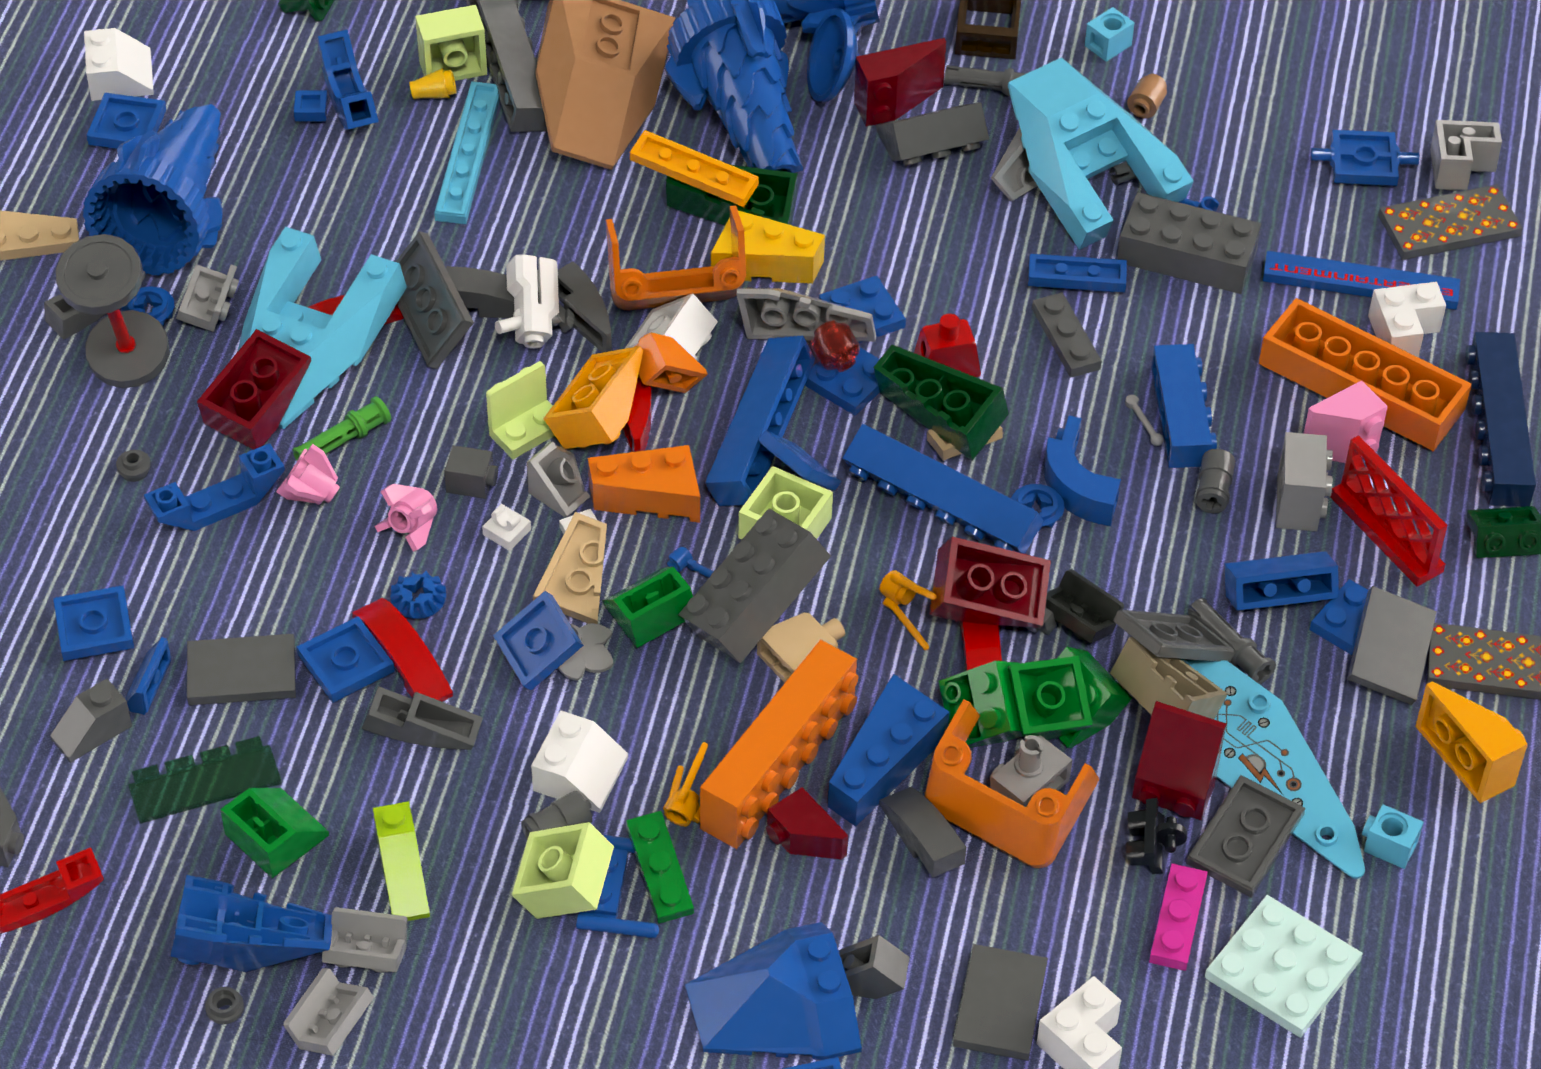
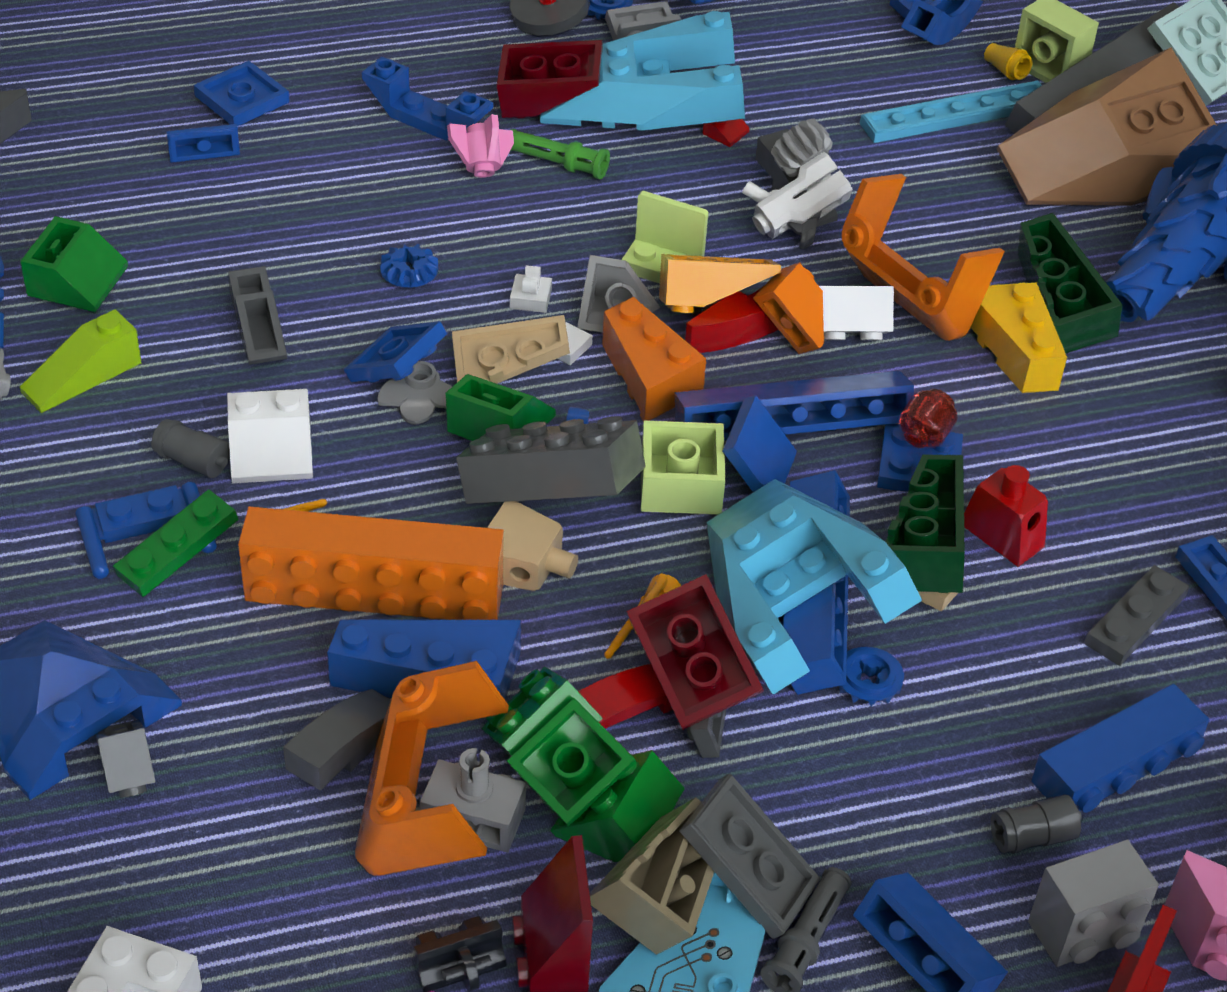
camera: 60 degrees right, 5 degrees down
(91, 720) = (137, 129): dark grey slope -> none
(133, 465) = (430, 56): dark grey plate -> none
(194, 786) = (117, 217): clear green windscreen -> none
(241, 669) = (251, 194): dark grey tile -> none
(345, 659) = (298, 246): blue plate -> none
(405, 650) = (327, 278): red slope -> none
(410, 513) = (493, 220): bright pink brick -> none
(431, 301) = (743, 137): dark grey tile -> none
(470, 472) = (571, 240): dark grey brick -> none
(497, 266) = (800, 146): none -> light grey gear
(563, 870) = (113, 465): yellowish green brick -> none
(585, 302) = (825, 249): dark grey slope -> none
(694, 168) = (1048, 228): light orange plate -> none
(786, 314) = (943, 364): light grey wedge -> none
(805, 828) = (291, 633): dark red slope -> none
(870, 297) = (1015, 436): blue plate -> none
(921, 490) = (781, 552): none -> medium azure wedge
(1000, 1002) = (151, 895): dark grey tile -> none
(1083, 492) = (935, 672): blue arch -> none
(1083, 607) = (749, 757): pearl dark grey bracket -> none
(1132, 403) = (1094, 711): light grey hinge -> none

